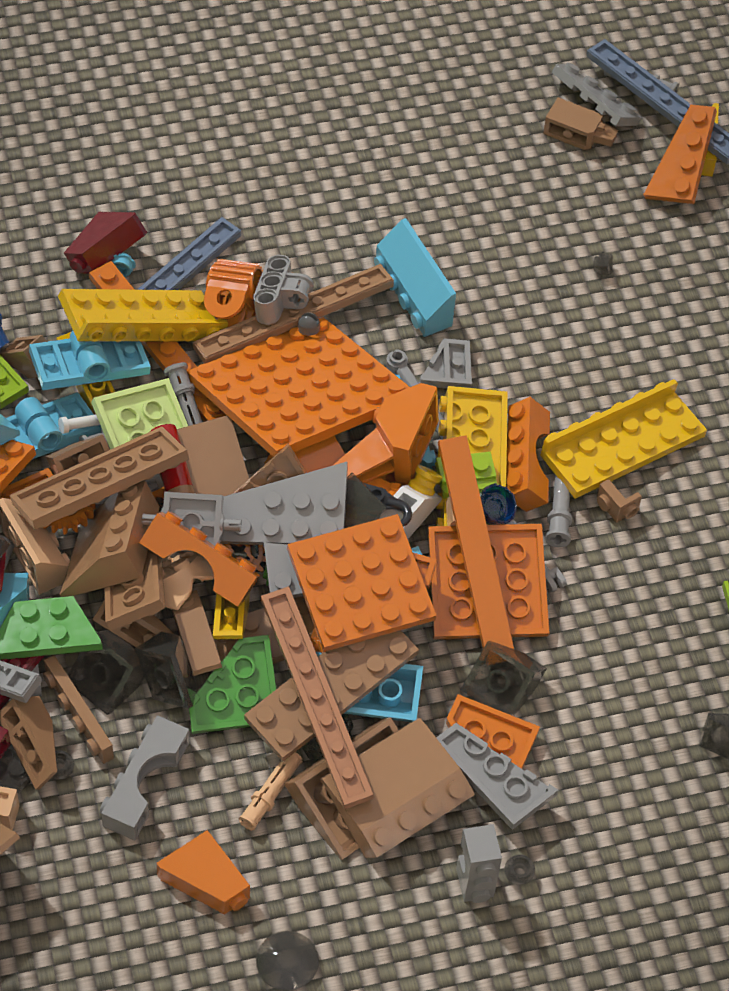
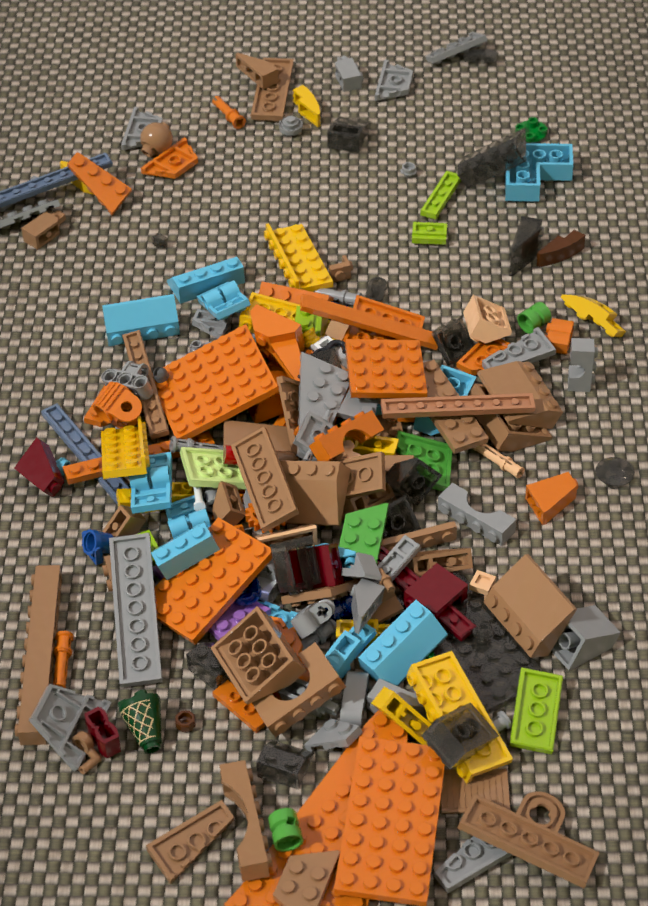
camera: 70 degrees left, 10 degrees down
(480, 360) = (224, 300): none -> medium azure plate
(540, 338) = (198, 281): none -> medium azure slope
(555, 717) = (486, 320): none -> light nougat slope
(566, 831) = (560, 334): none -> orange brick
(586, 557) = (376, 289): none -> clear smoke plate
(596, 788) = (534, 317): none -> bright green wheel
(636, 876) = (594, 310): none -> yellow slope

